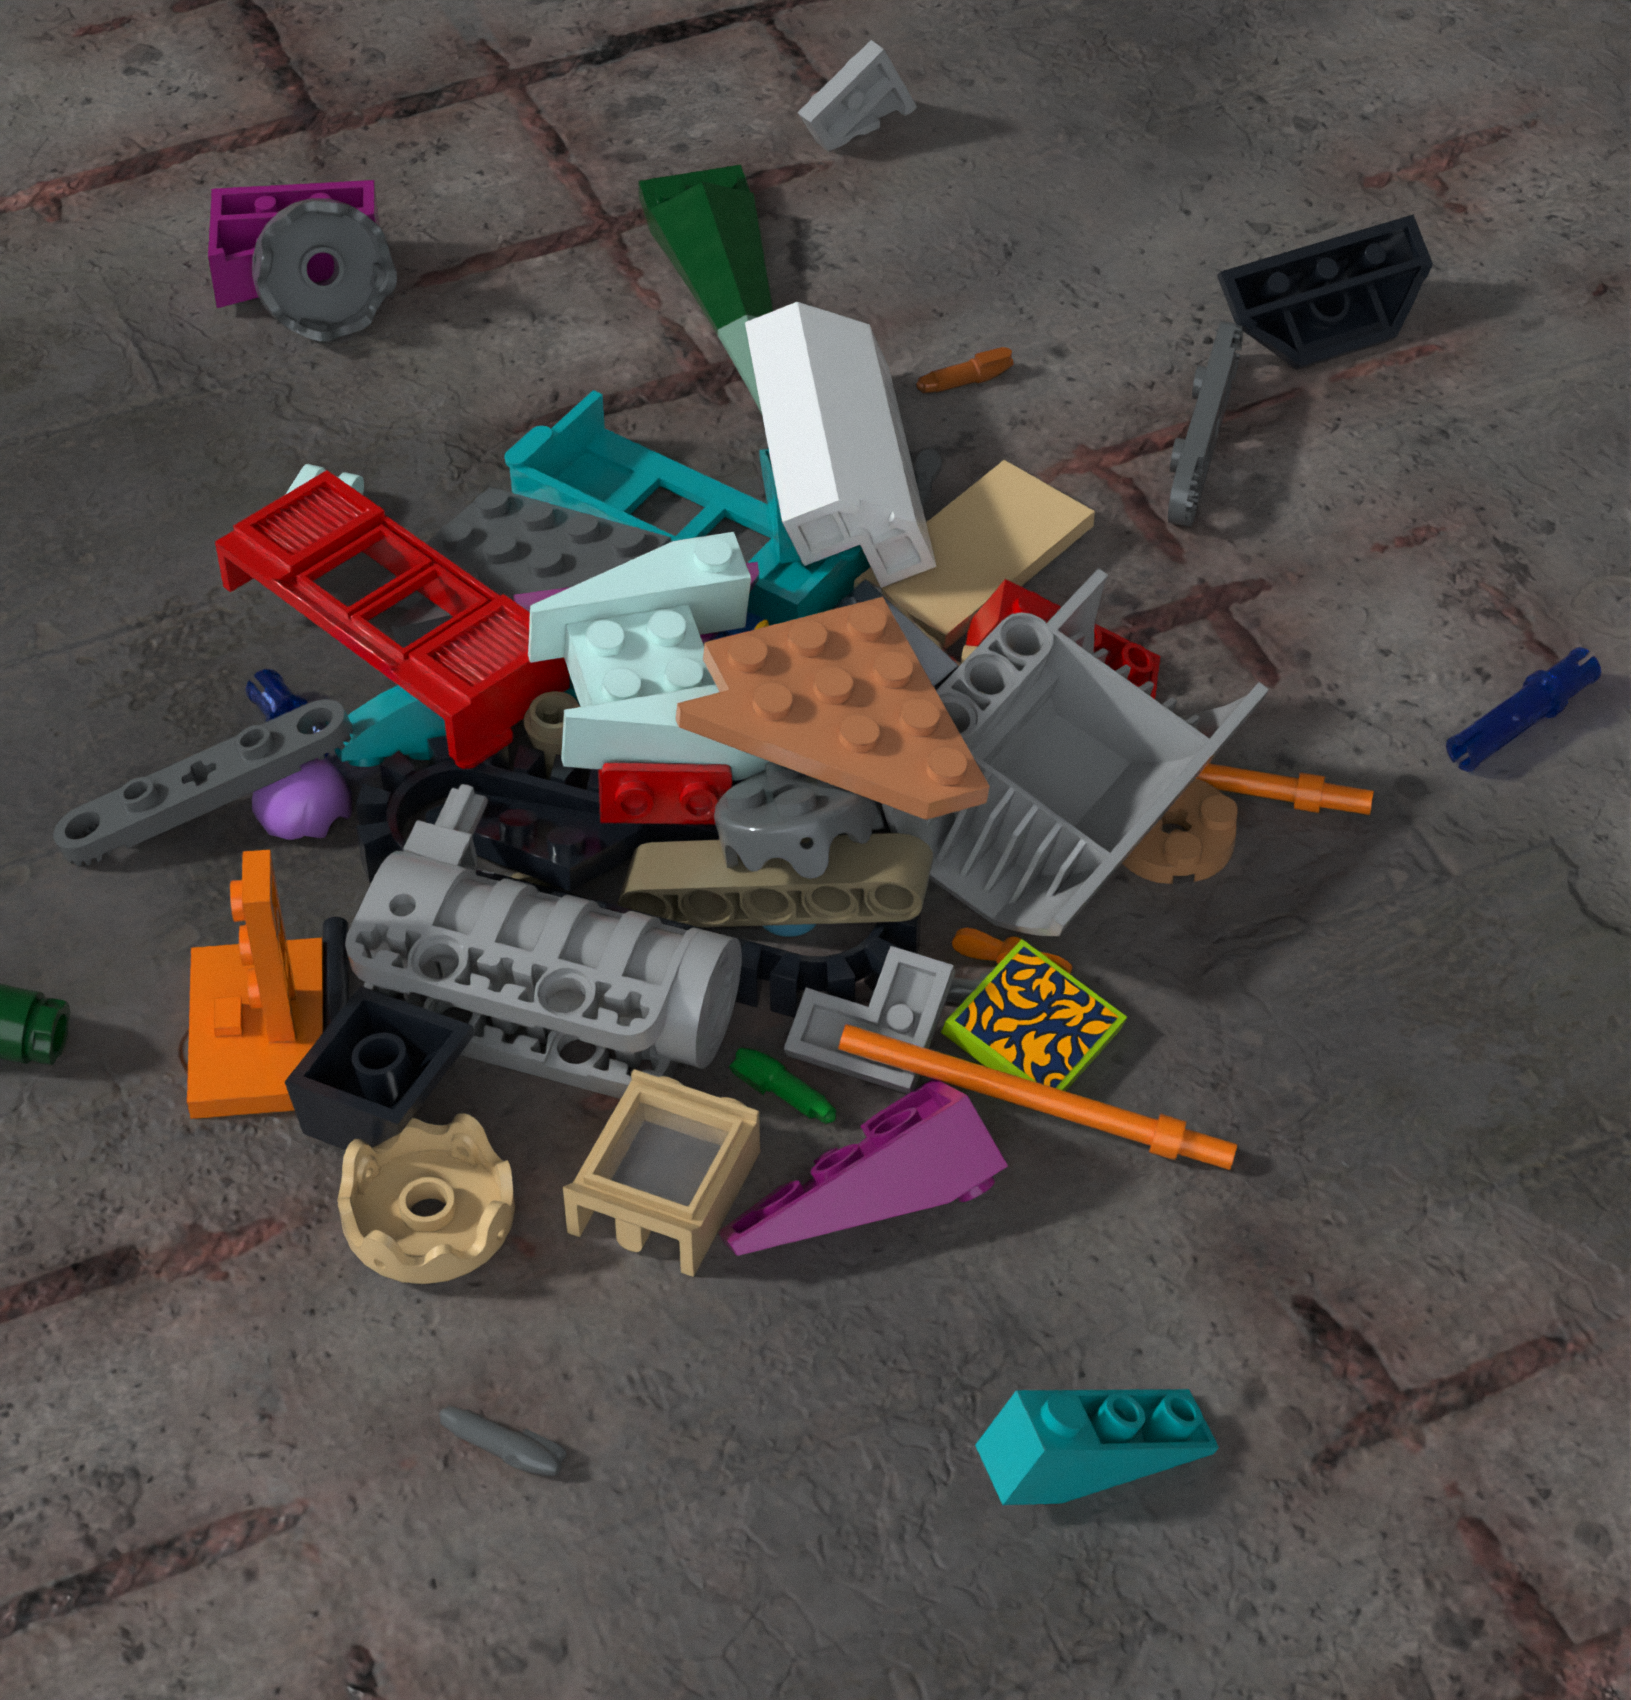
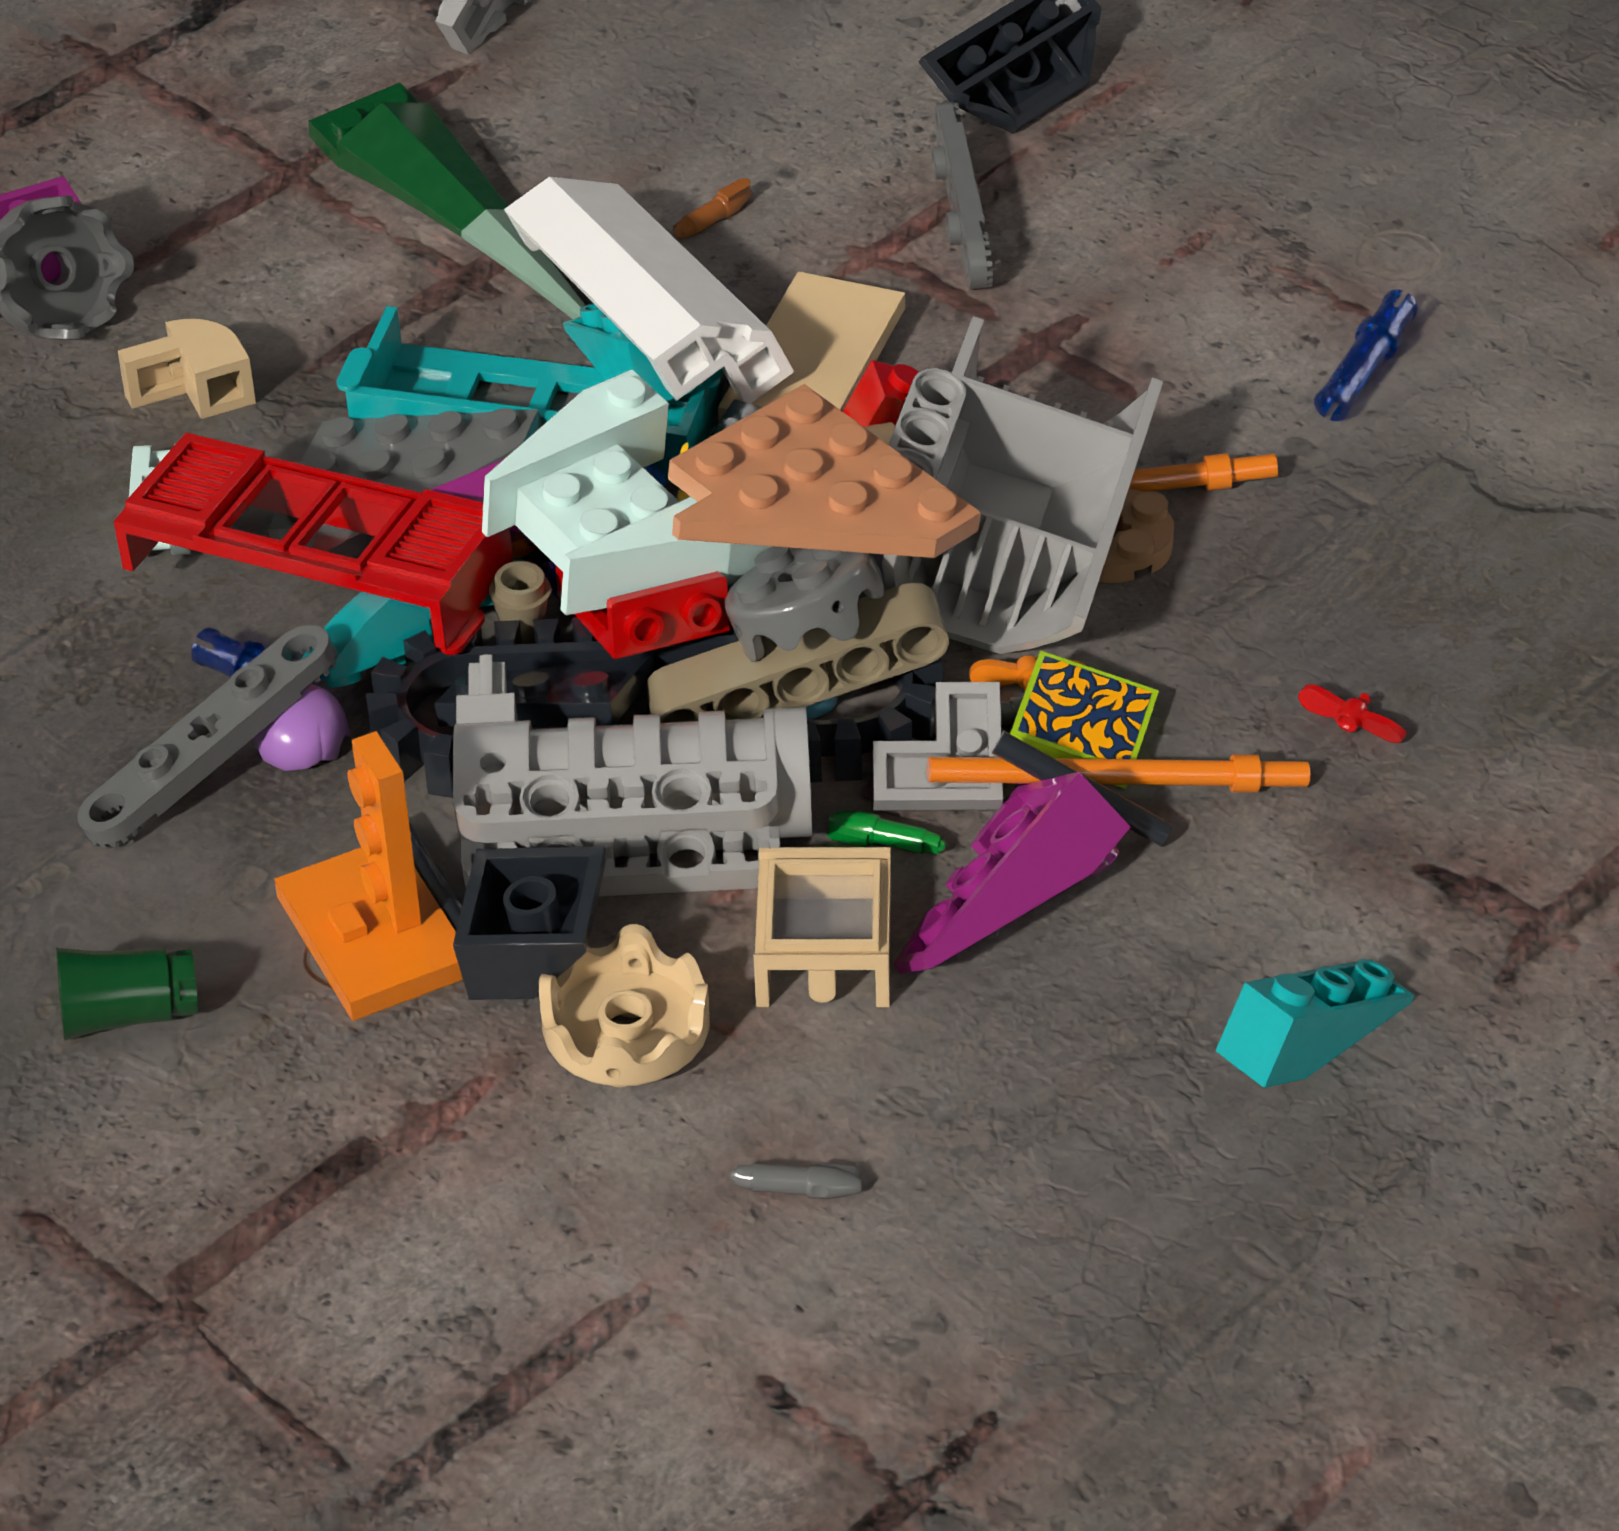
camera: 20 degrees left, 5 degrees down
(405, 393) = (194, 360): none -> tan brick
(988, 1106) = (1046, 767): none -> black bar
(1312, 1103) = (1350, 713): none -> red piece

